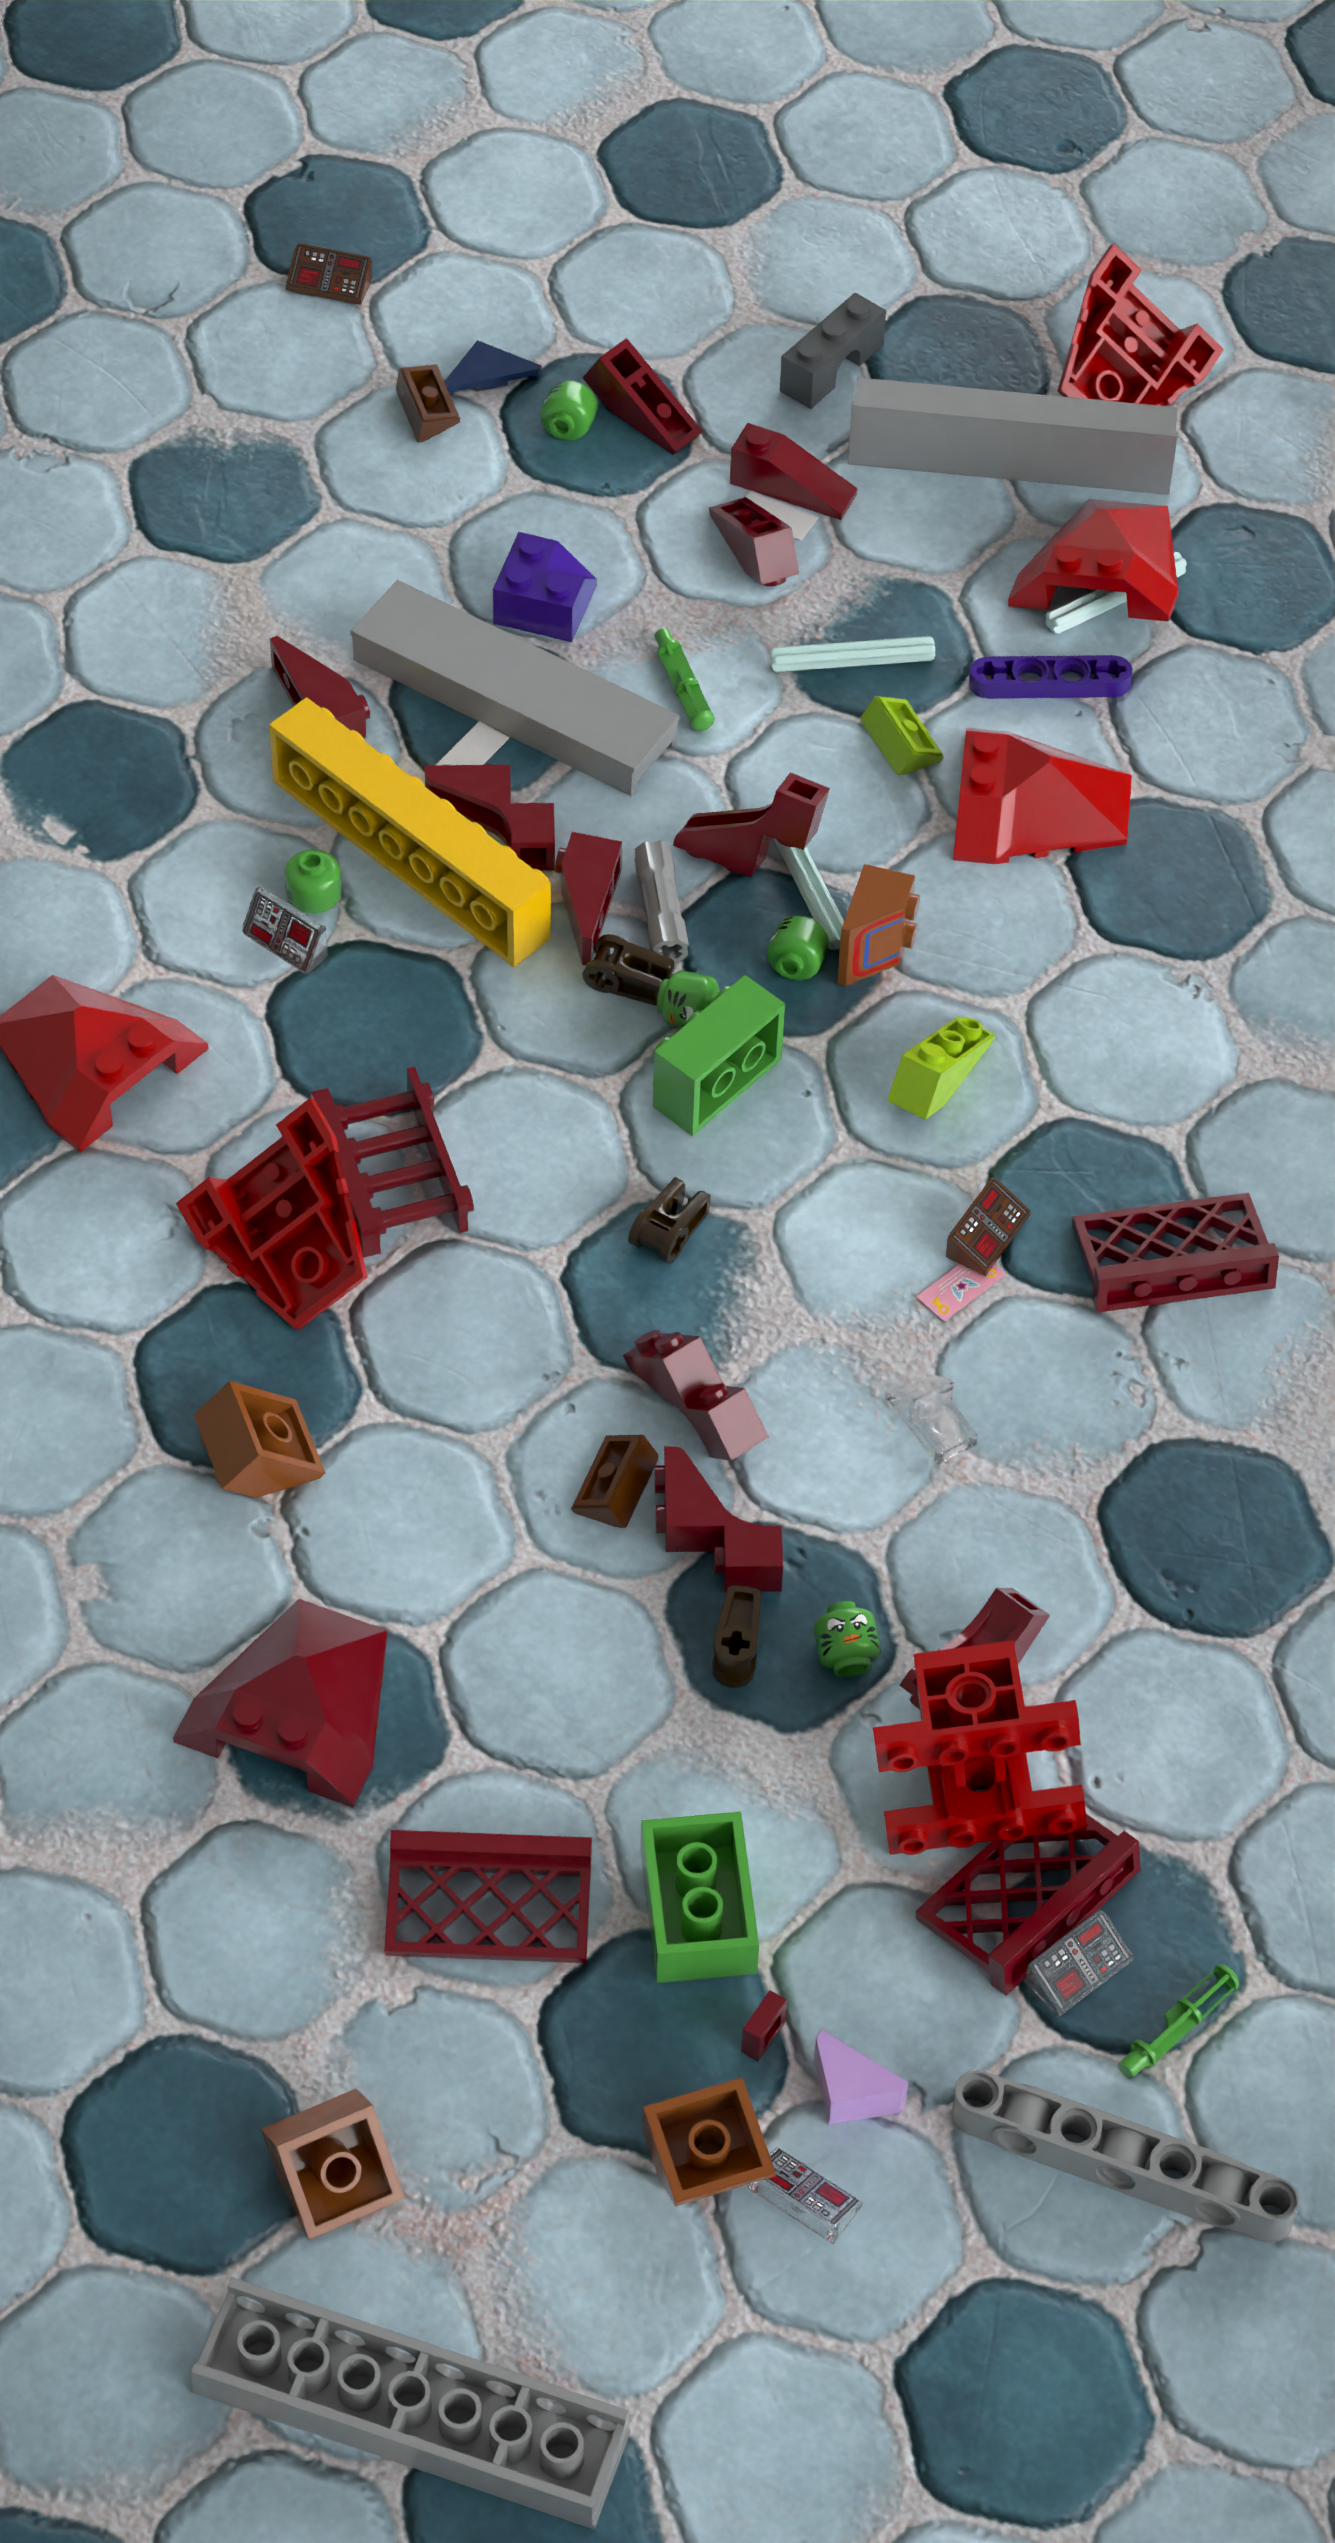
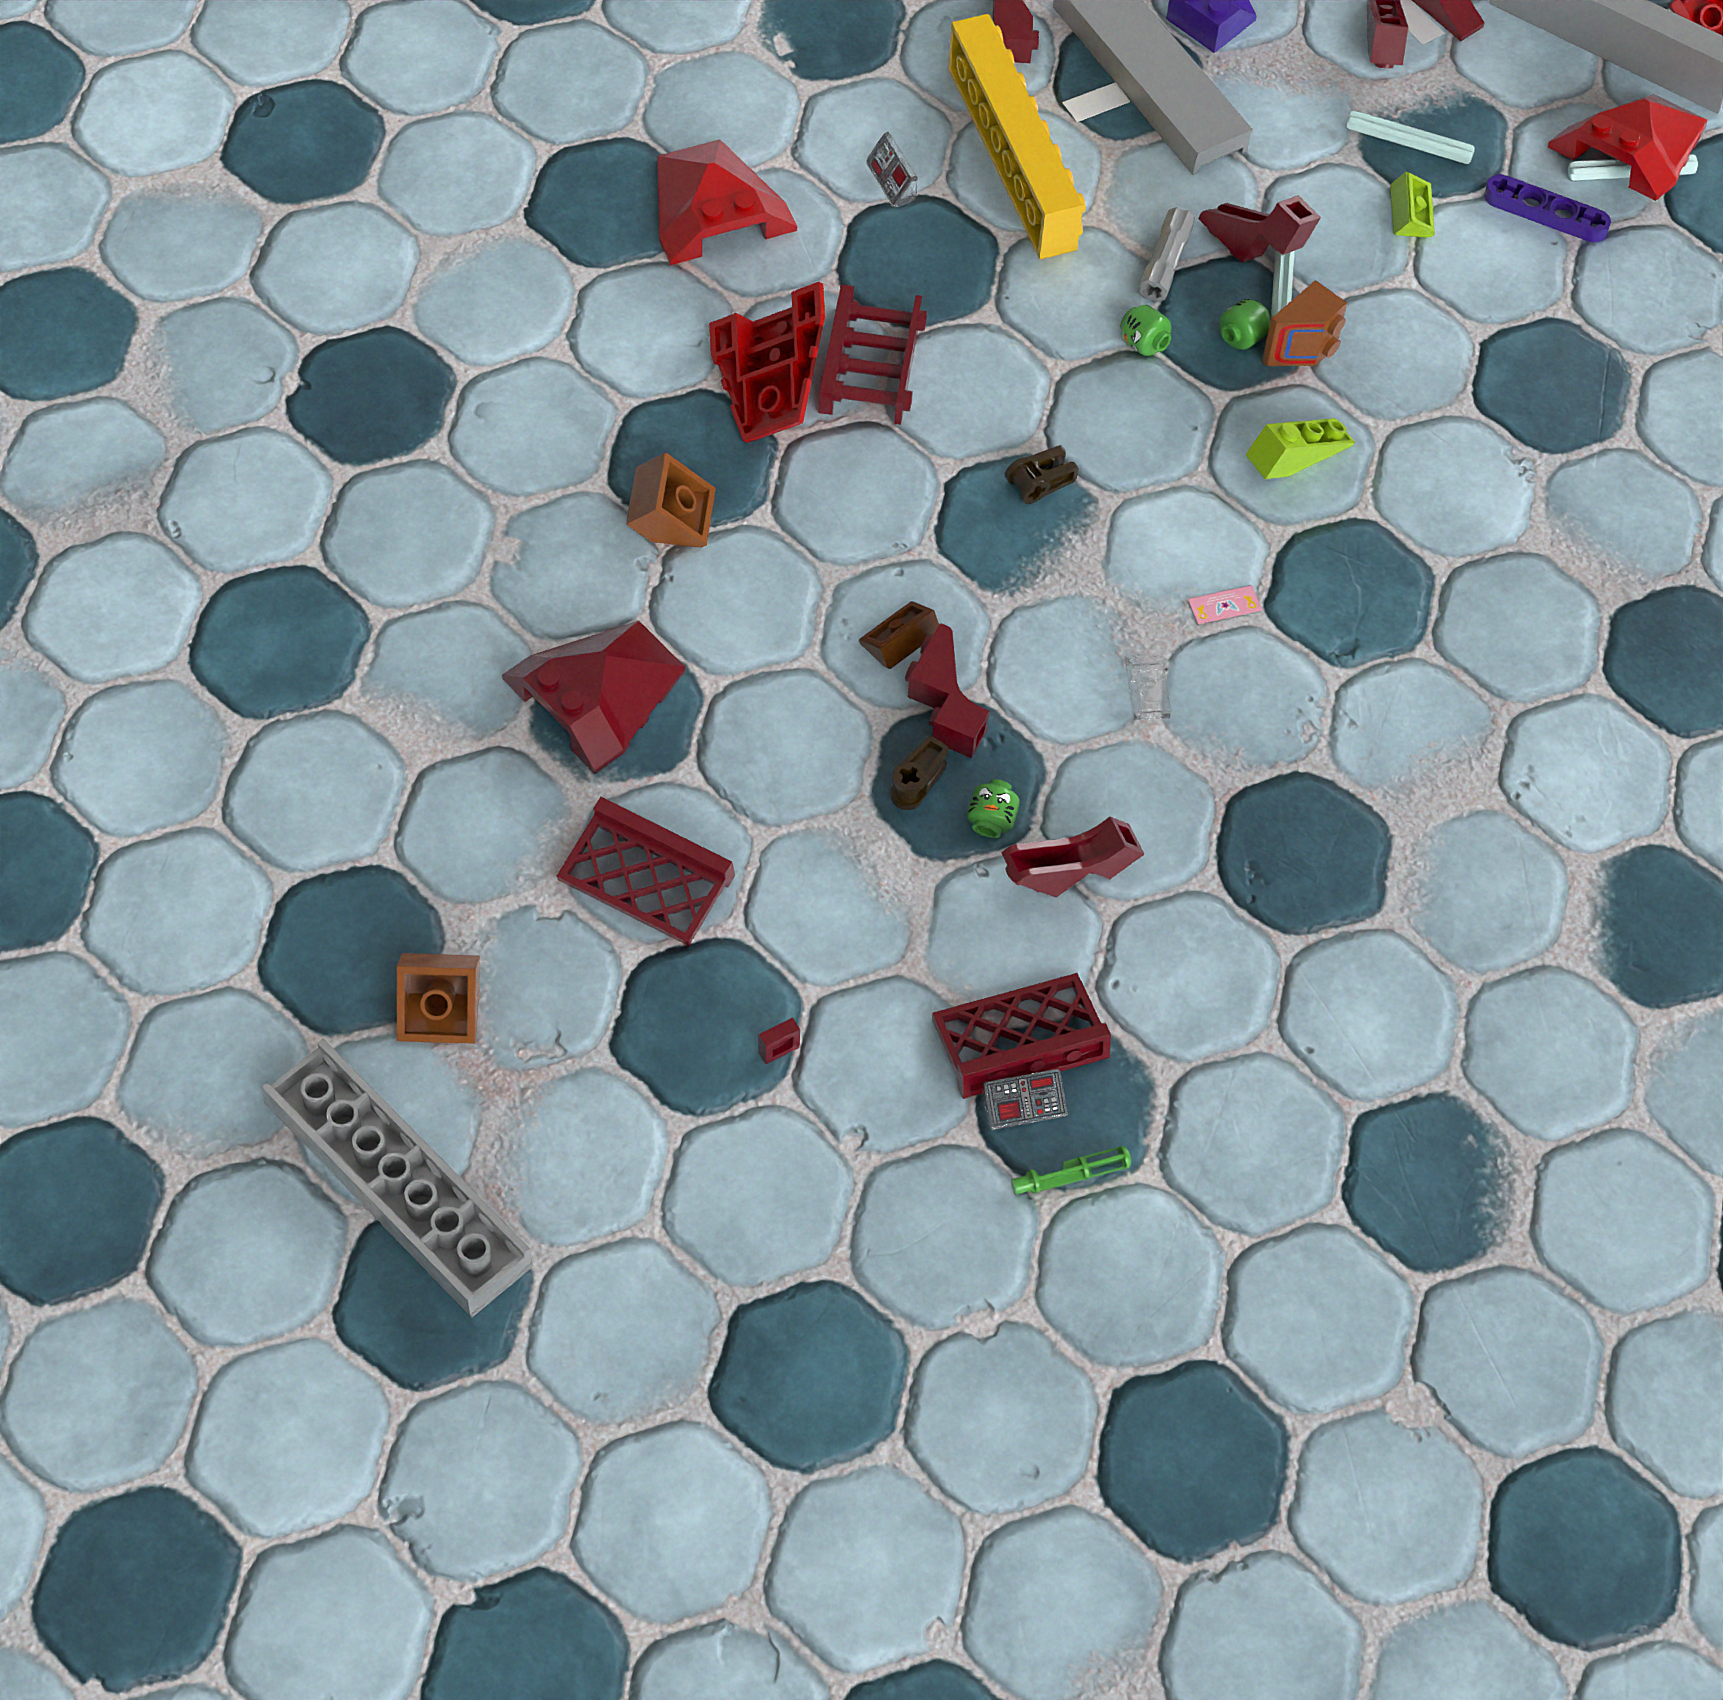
camera: 25 degrees right, 5 degrees up
(313, 881) = (929, 144): bright green head -> none
(484, 797) = (1085, 137): dark red arch -> none
(588, 883) = (1125, 219): dark red slope -> none
(629, 970) = (1113, 290): dark brown piece -> none
(683, 681) = (1276, 109): bright green piece -> none
(687, 1378) = (986, 588): dark red arch -> none
(699, 1897) = (783, 934): bright green brick -> none
(706, 2142) = (689, 1097): dark orange slope -> none
(718, 1054) = (1139, 373): bright green brick -> none
(807, 2196) = (741, 1165): slope -> none
(854, 2084) = (816, 1108): lavender slope -> none
(976, 1739) = (1030, 897): red piece -> none
(986, 1228) = (1264, 571): slope -> none
(1035, 800) = (1481, 287): red wedge -> none
(1124, 2156) = (976, 1243): light grey beam -> none
(1180, 1274) = (1387, 661): dark red fence -> none

